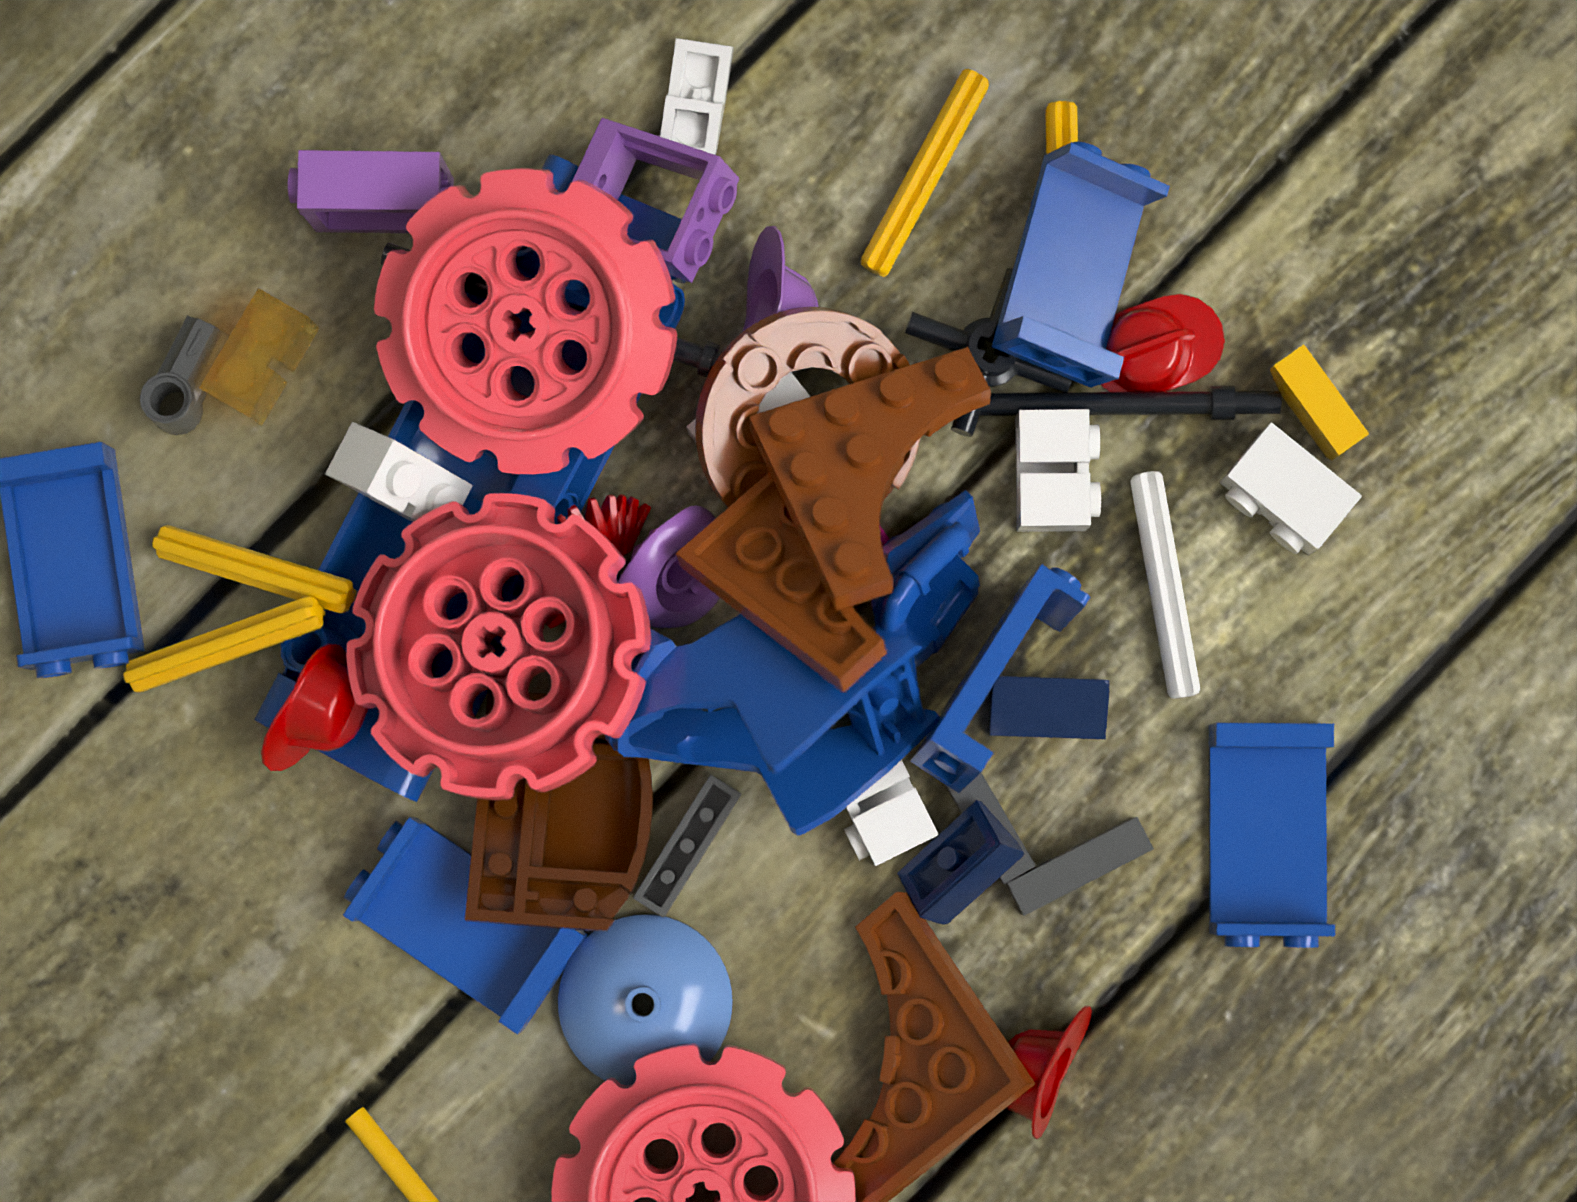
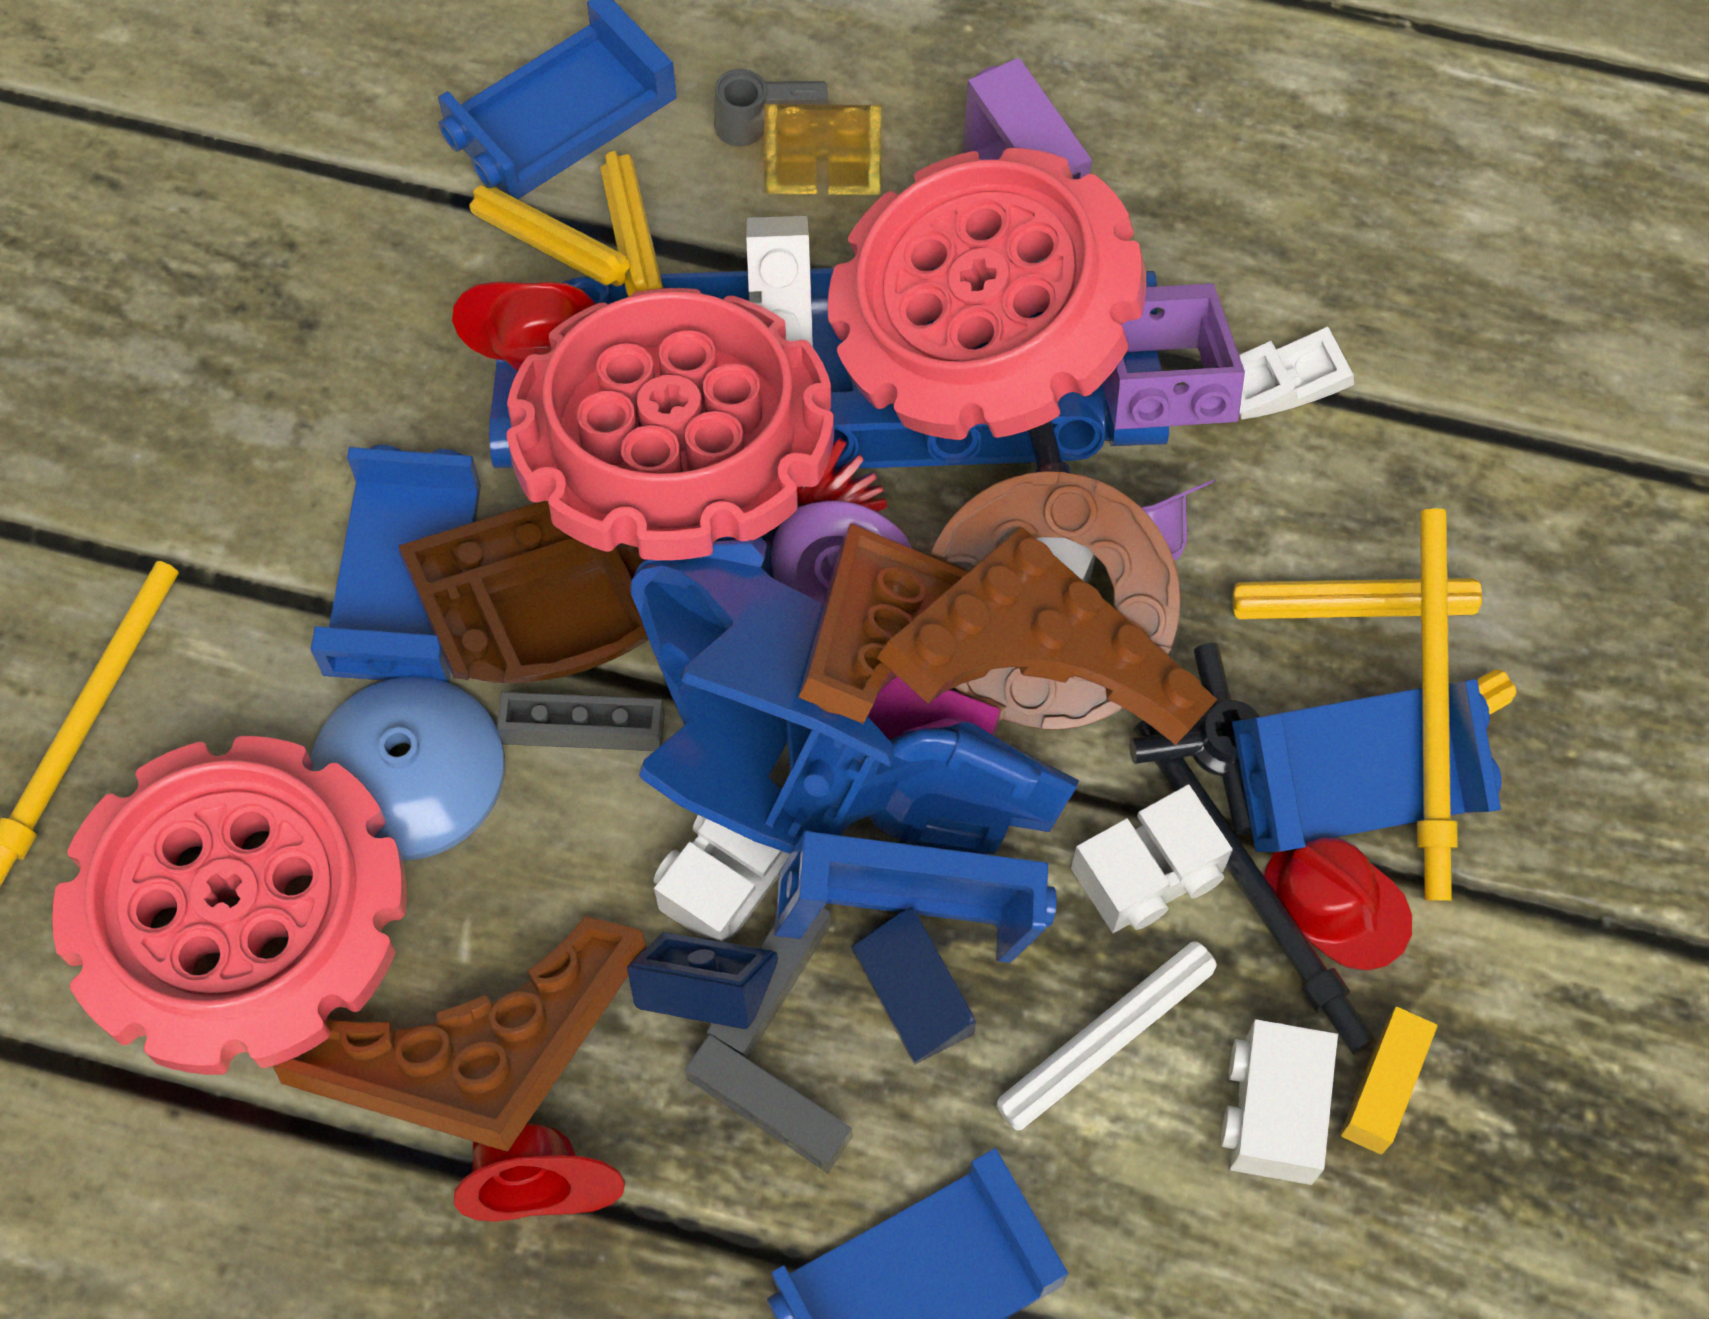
camera: 55 degrees right, 20 degrees down
(1149, 239) = (1437, 831): none -> yellow bar

